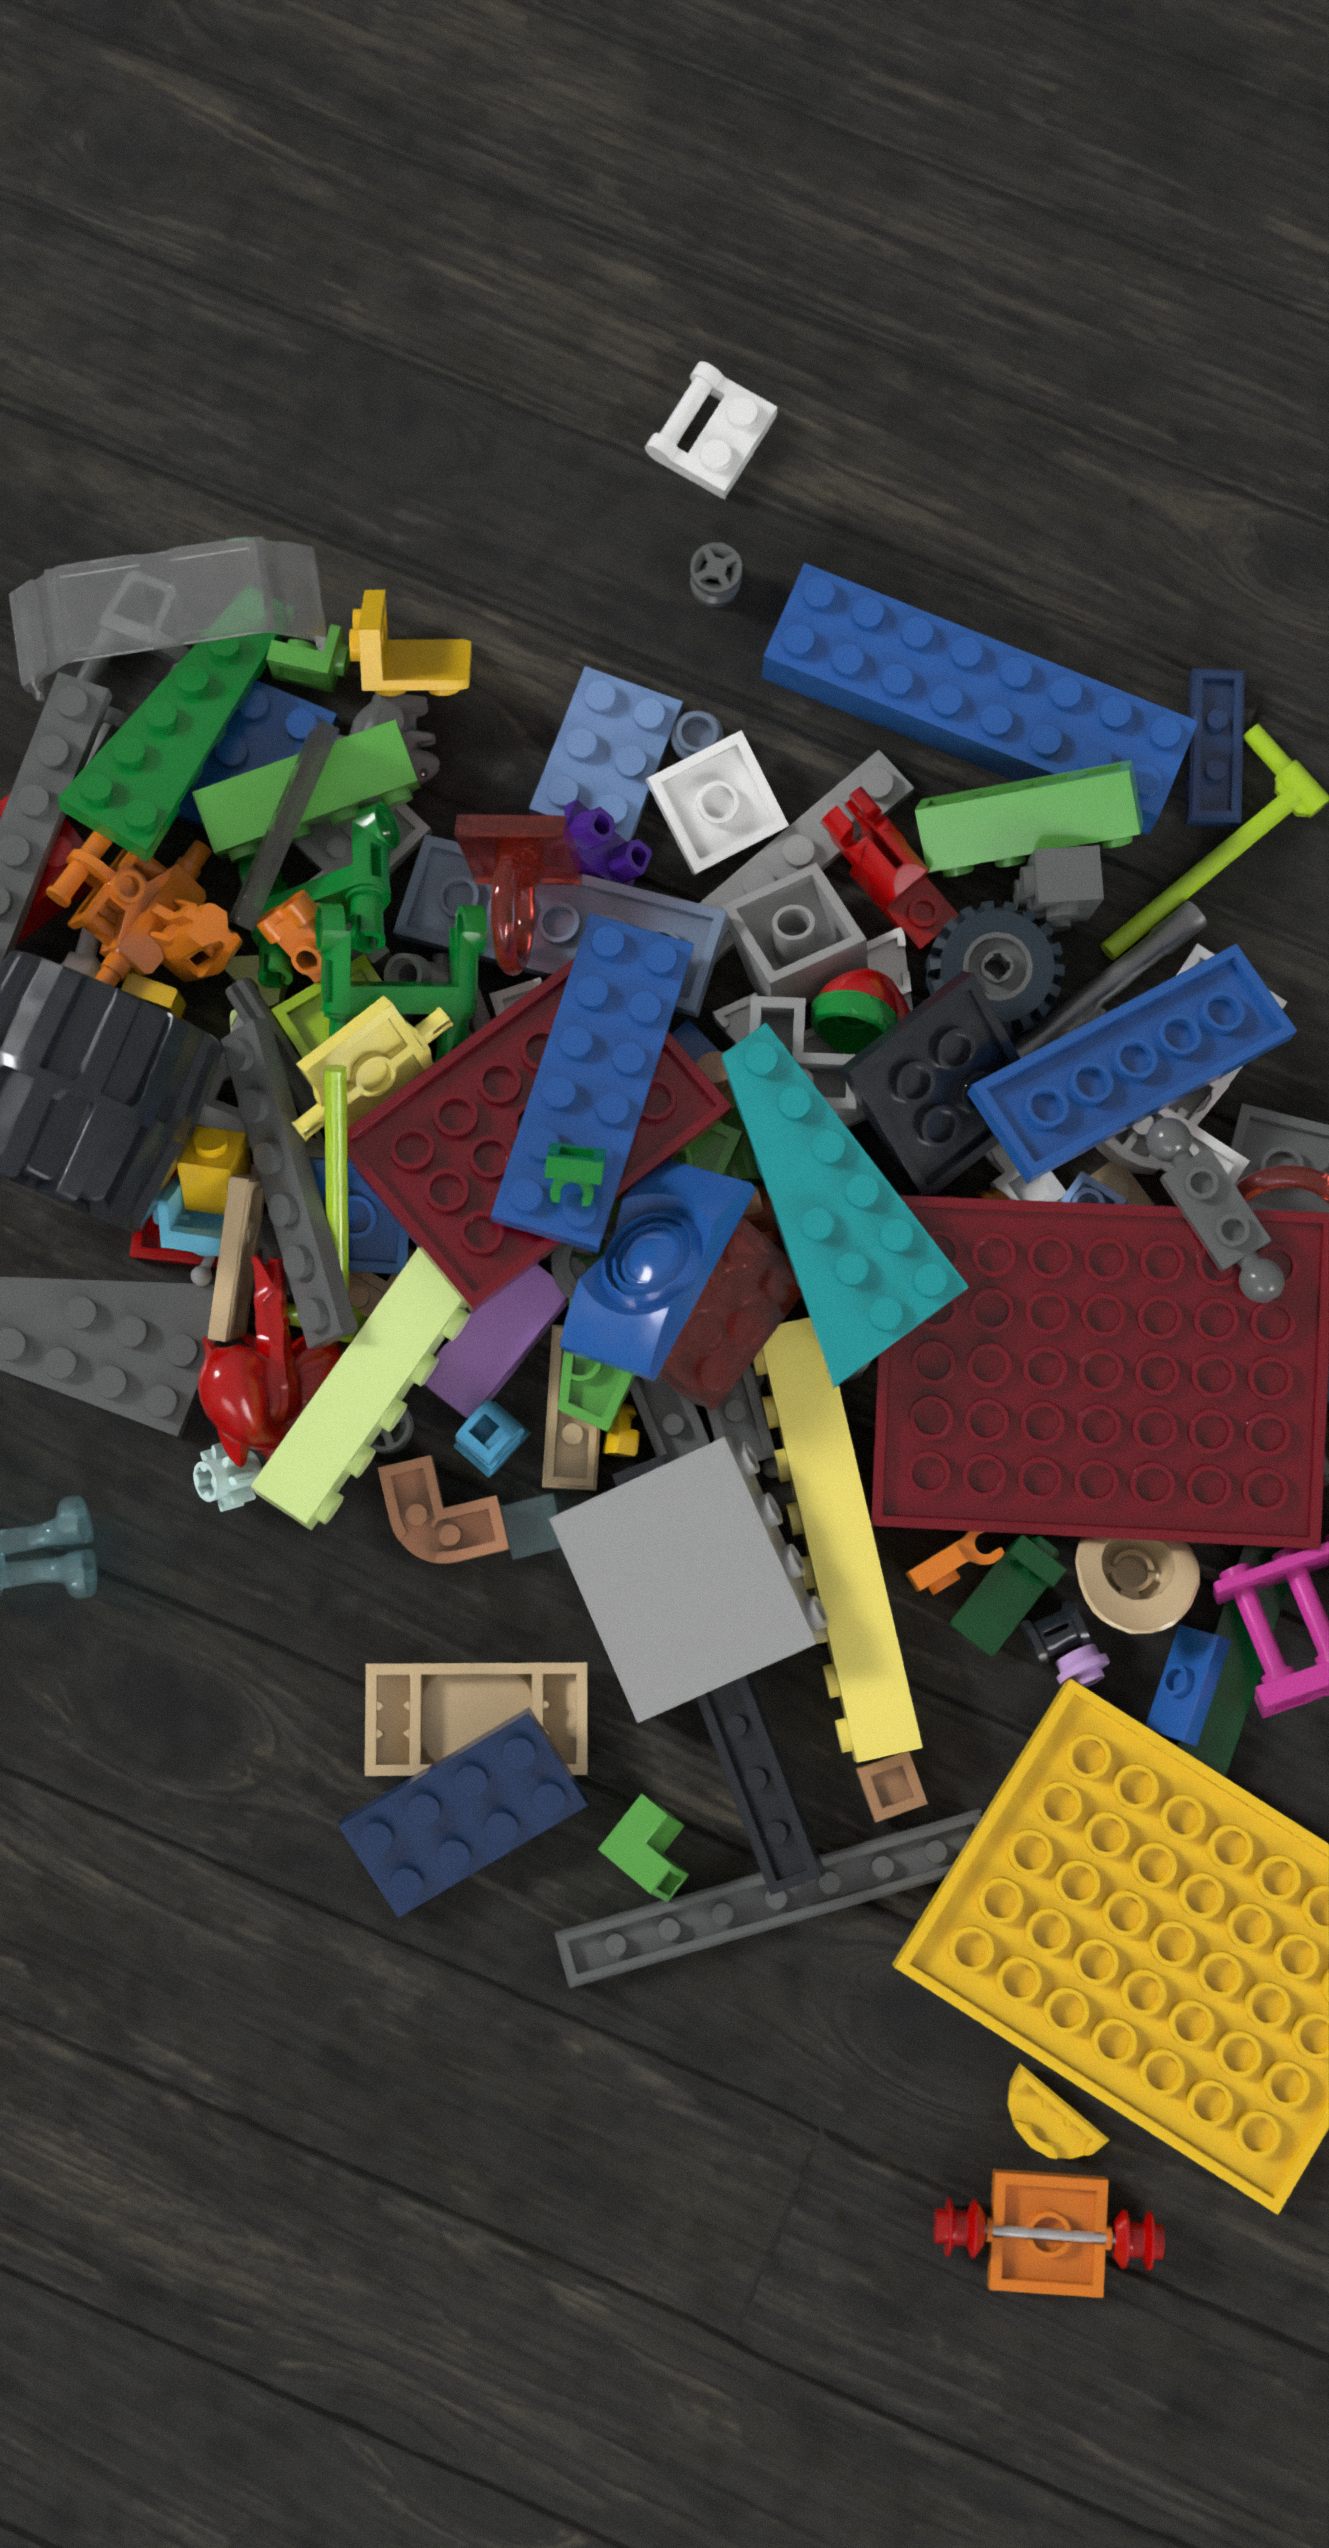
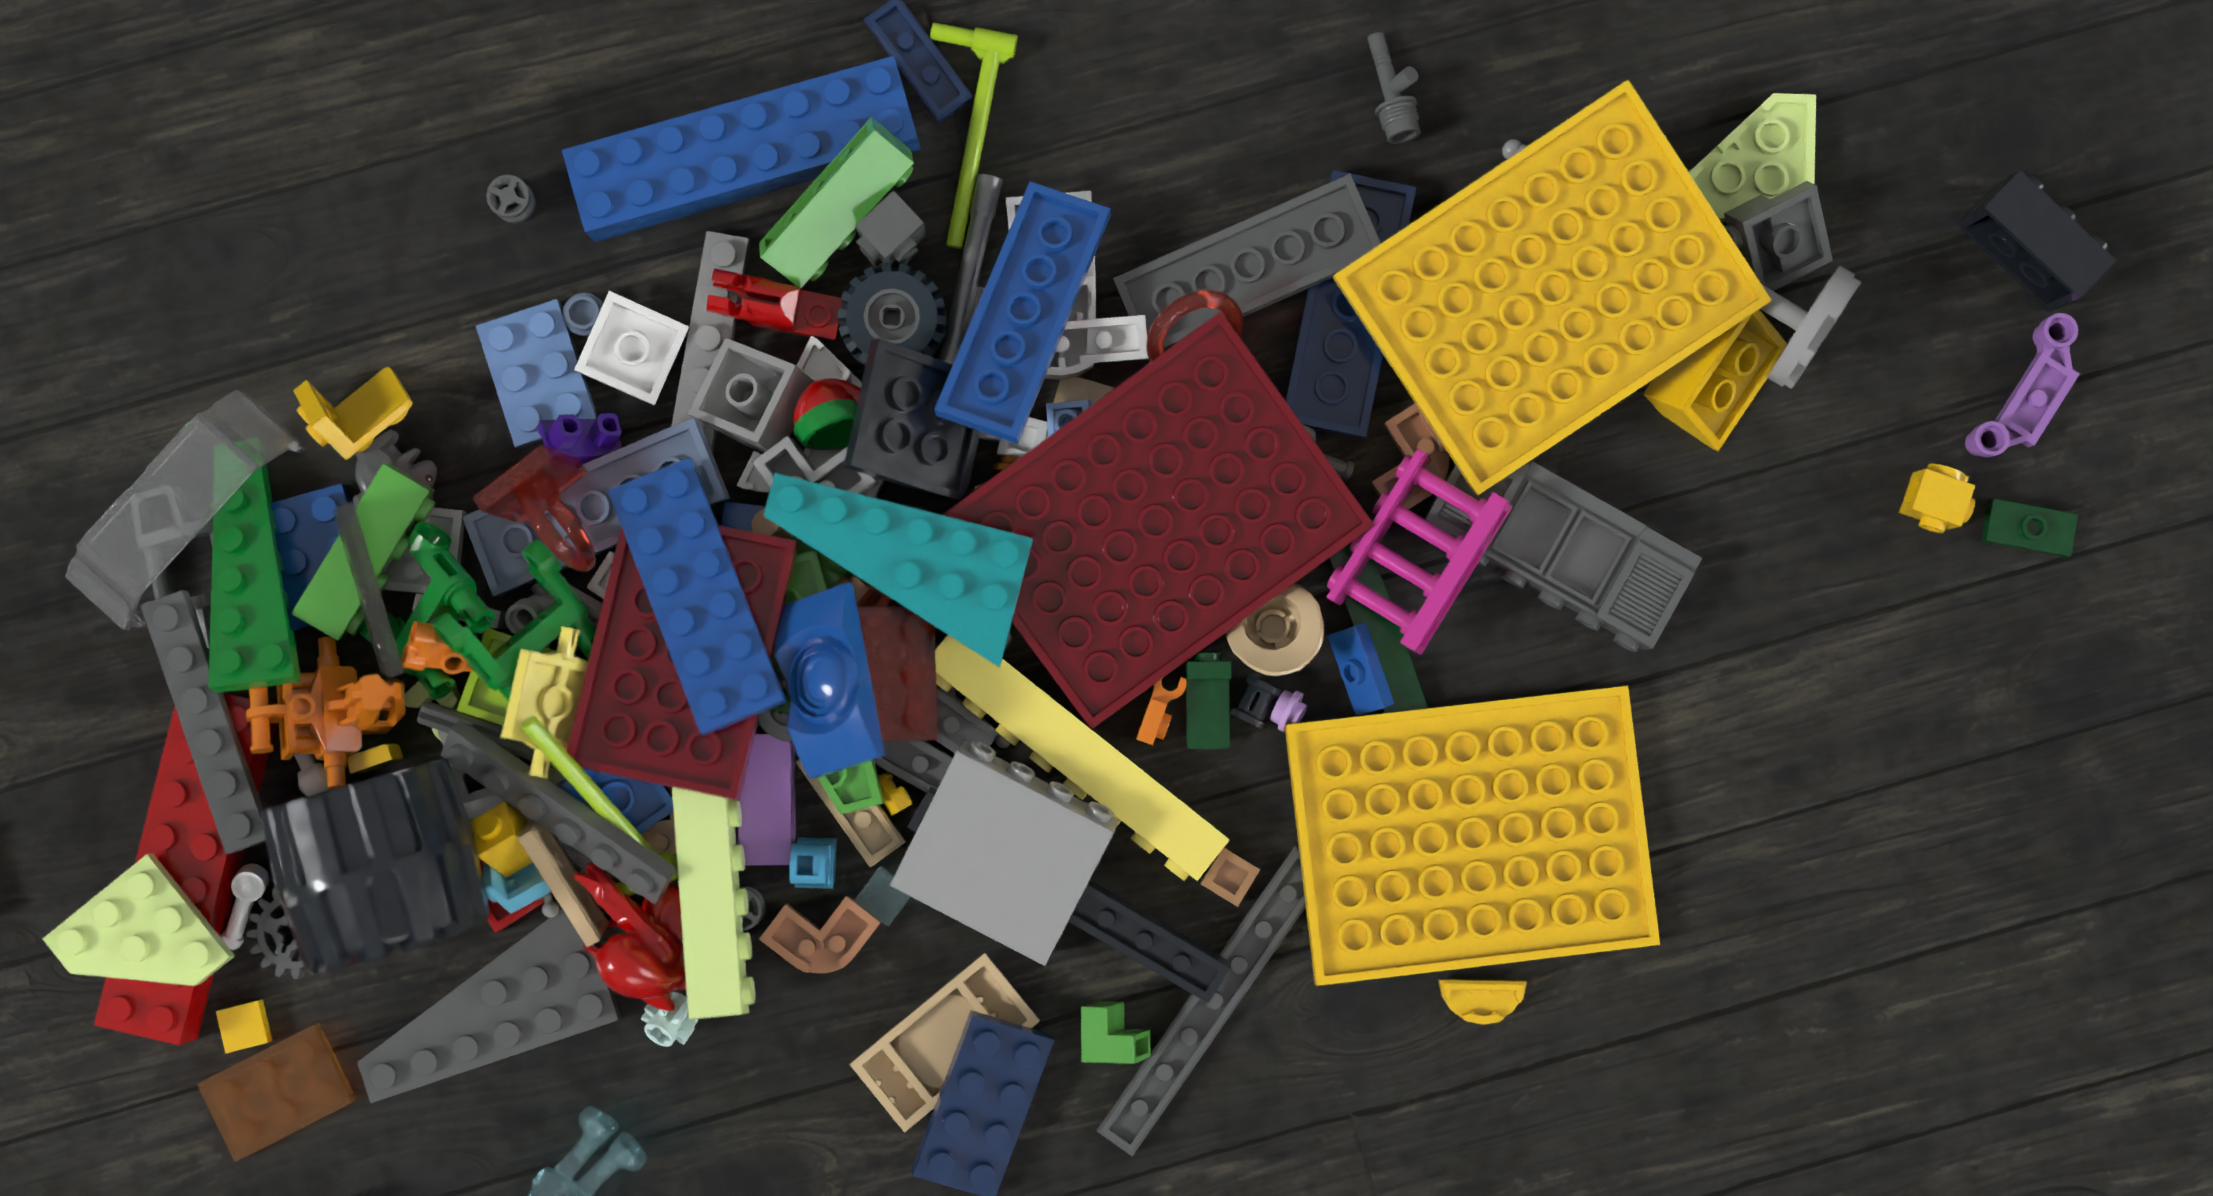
camera: 40 degrees left, 5 degrees up
(306, 666) = (295, 468): bright green bracket -> none
(574, 1165) = (728, 661): green tile -> none
(726, 439) = (446, 104): white plate -> none
(1048, 2233) = (1533, 1066): orange plate -> none
(1215, 1210) = (1145, 368): dark grey plate -> none

